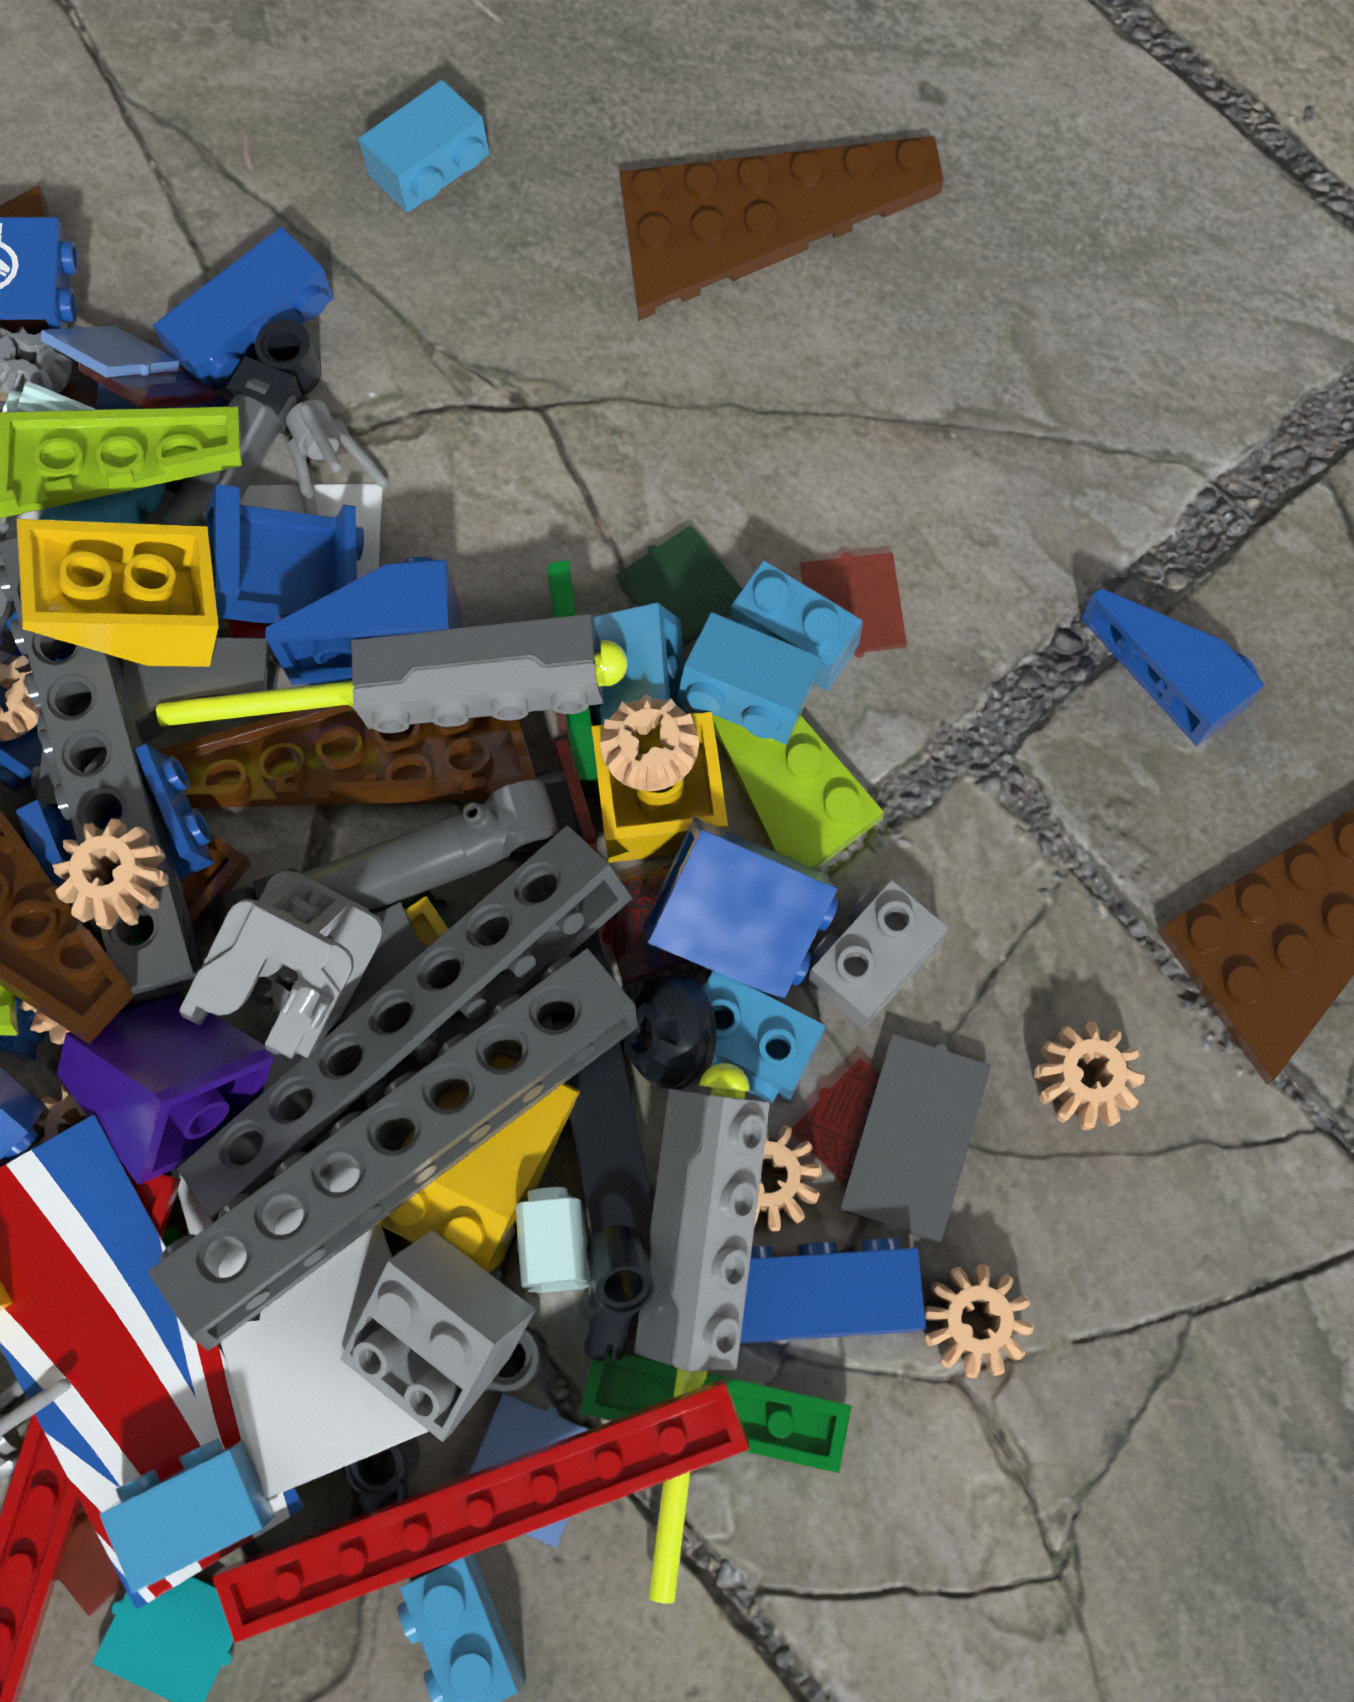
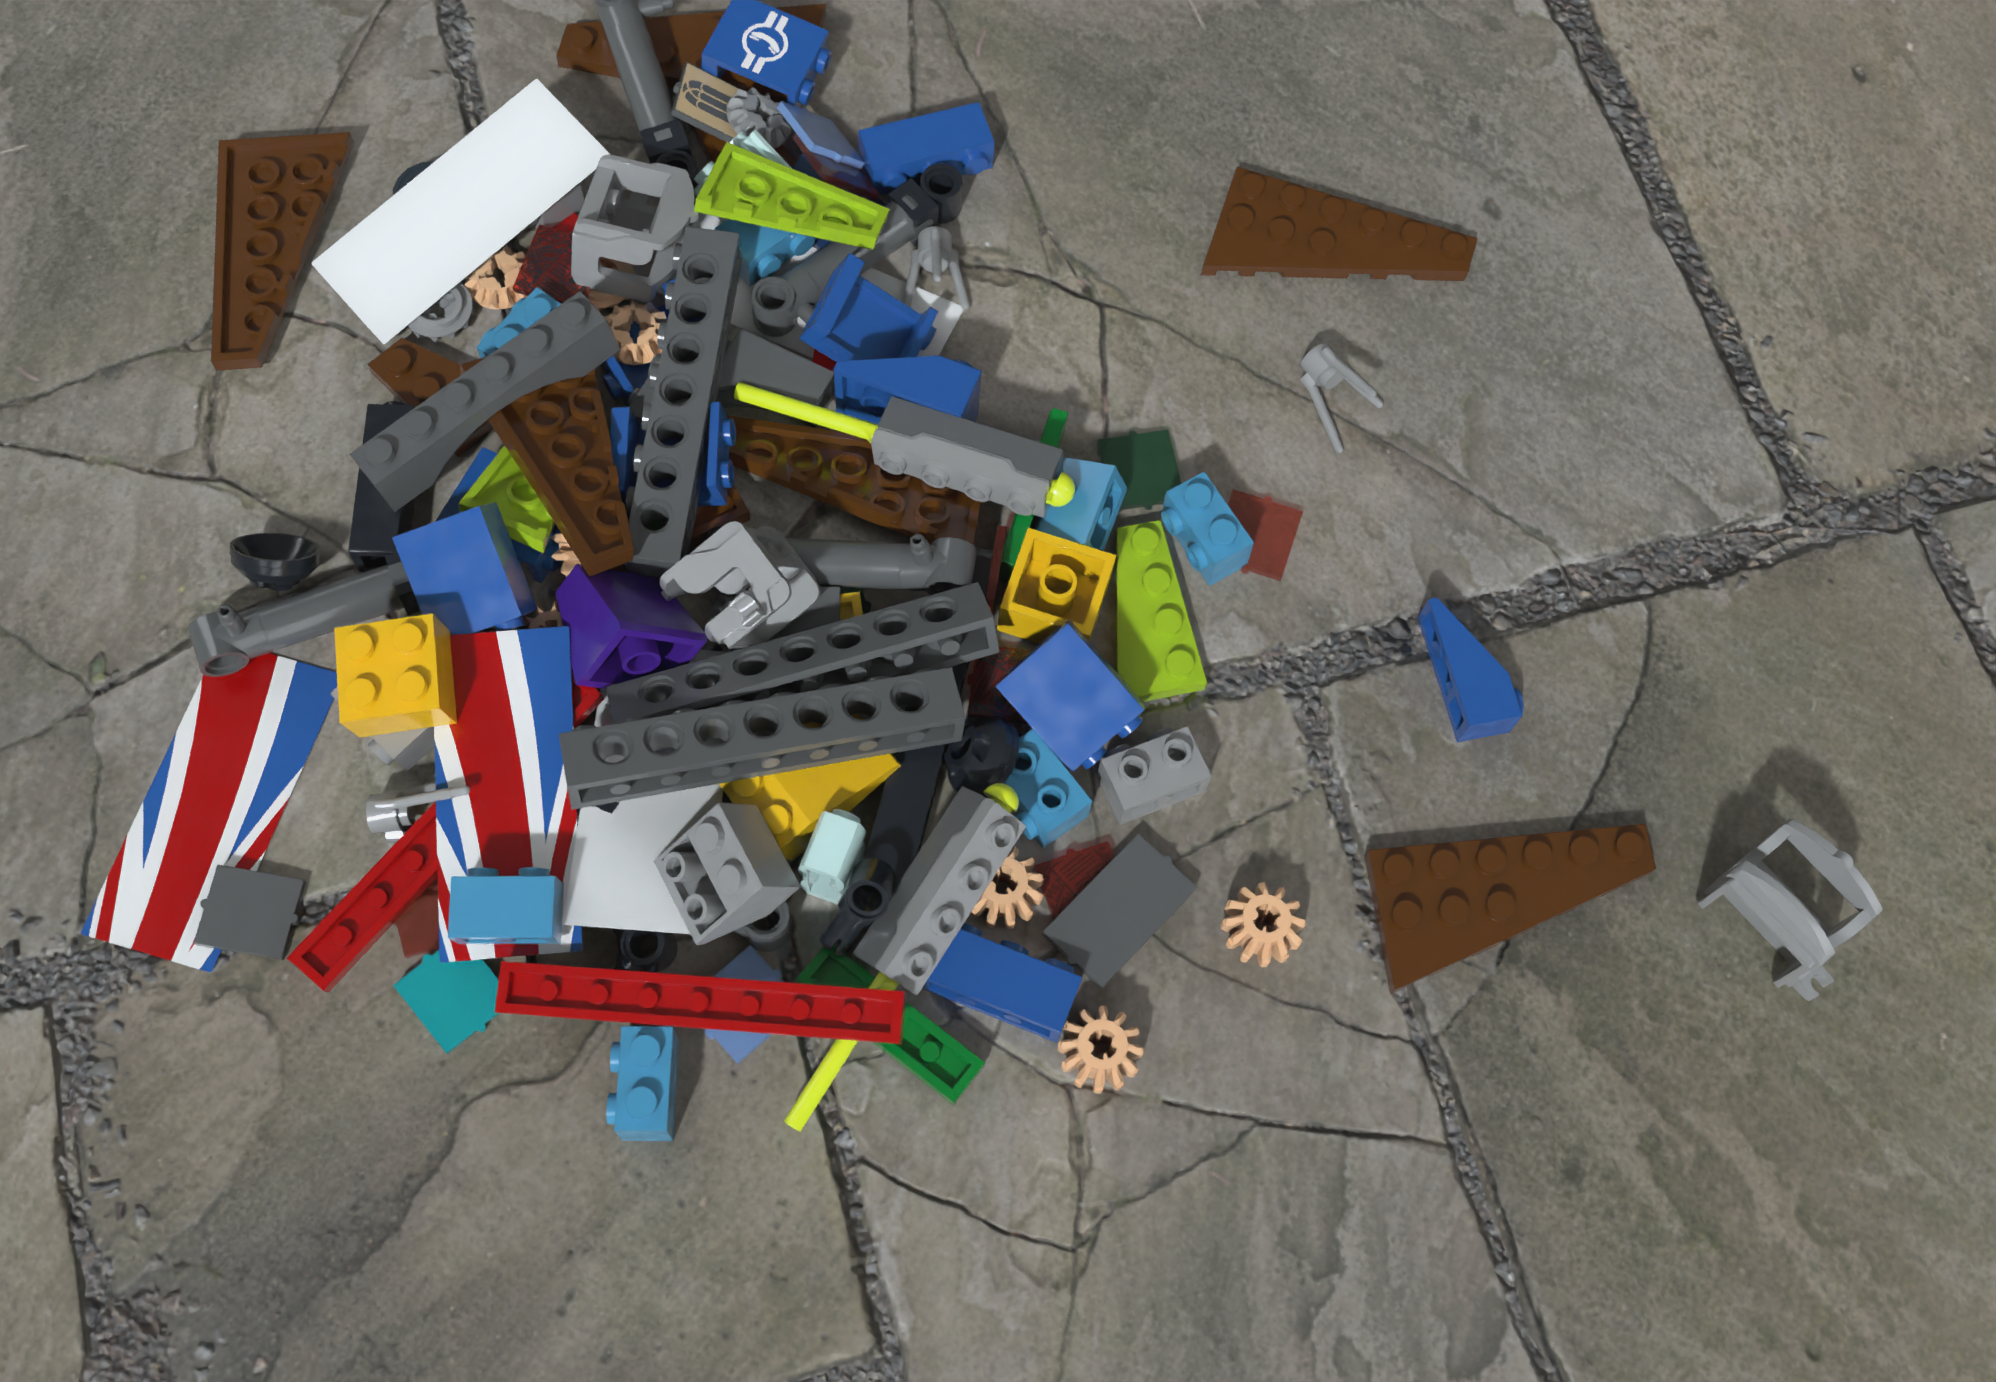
camera: 15 degrees right, 5 degrees down
(89, 871) = (639, 469): light nougat gear -> none
(120, 588) = (753, 292): yellow slope -> none
(424, 146) = (1106, 90): dark azure brick -> none
(659, 766) = (1060, 573): light nougat gear -> none
(748, 678) = (1153, 545): dark azure brick -> none
(840, 369) = (1327, 369): none -> light grey plant

